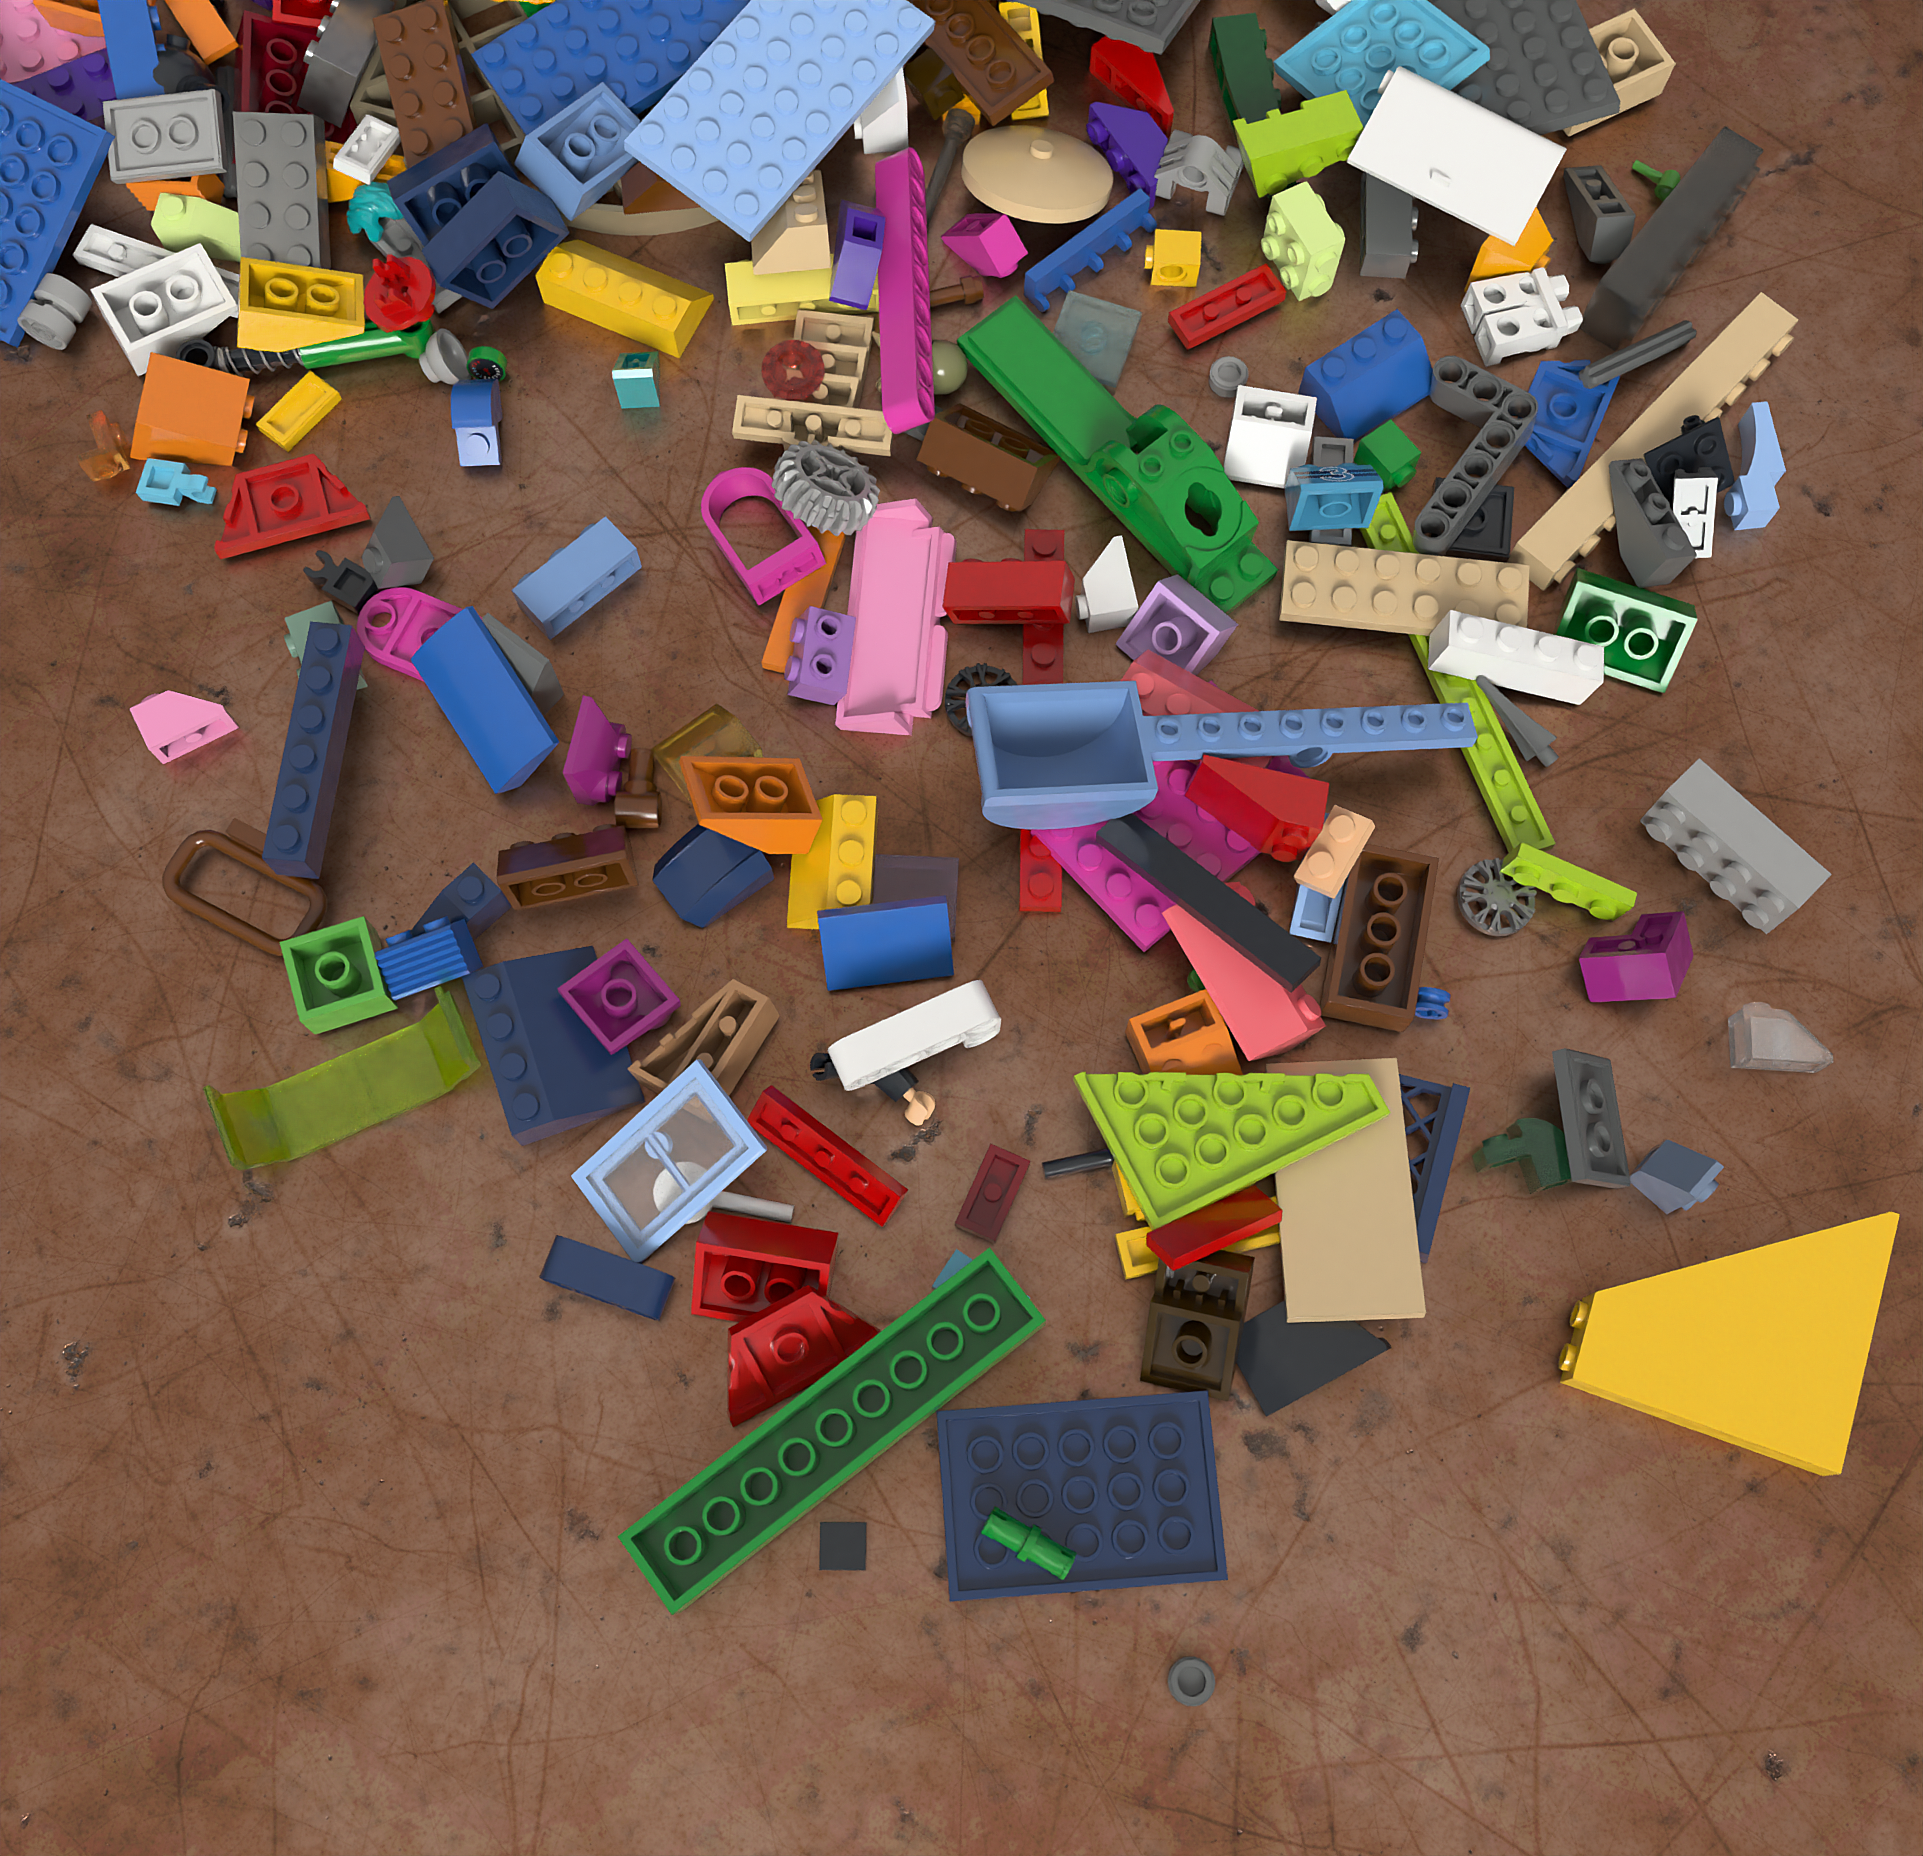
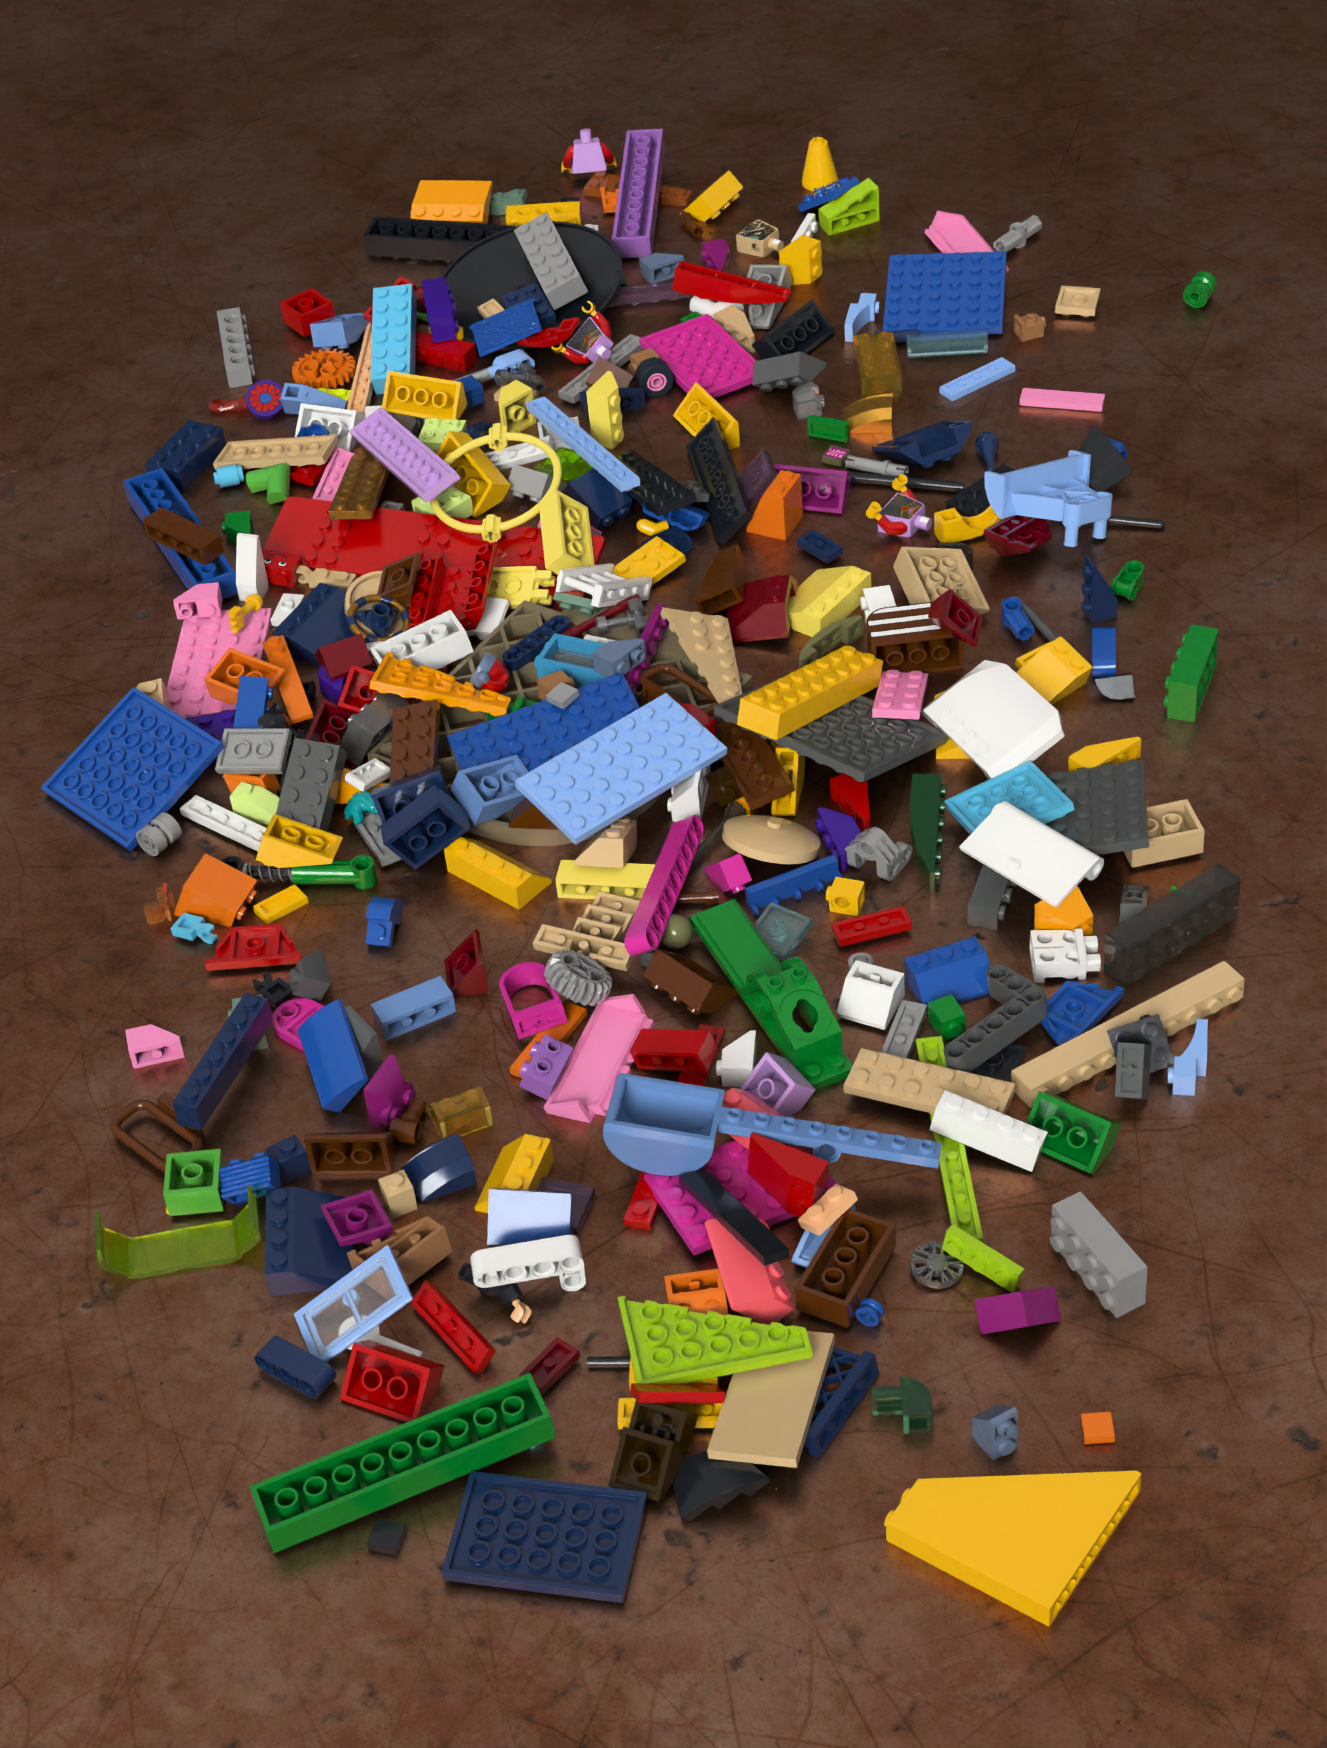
camera: 20 degrees right, 30 degrees down
(164, 305) = (222, 835): white slope -> none
(399, 293) = (359, 845): red plate -> none
(444, 358) = (375, 886): light grey piece -> none
(486, 363) = (400, 891): tile -> none
(636, 487) = (466, 967): none -> dark red slope
(637, 379) = (487, 915): teal slope -> none
(665, 932) = (398, 1194): none -> tan brick
(754, 801) = (474, 1127): orange slope -> none
(788, 1349) = (386, 1409): red wing -> none
(790, 354) = (583, 908): clear red gear -> none
(856, 254) = (638, 862): slope -> none
(1028, 1543) = (500, 1544): green pin -> none
(1191, 1681) = (580, 1654): dark grey tile -> none
(1298, 142) = (932, 838): lime wedge -> none
(1303, 241) = (928, 895): yellowish green brick -> none
(1332, 496) = (894, 1028): dark azure slope -> none
(1528, 734) = (988, 1179): dark grey piece -> none
(1591, 1119) = (950, 1387): dark grey tile -> none
(1637, 354) = (1130, 984): dark grey axle -> none
(1647, 529) = (1099, 1072): dark grey slope -> none
(1773, 1041) = (1094, 1372): clear slope -> none
(1798, 1132) = (1097, 1428): none -> orange tile

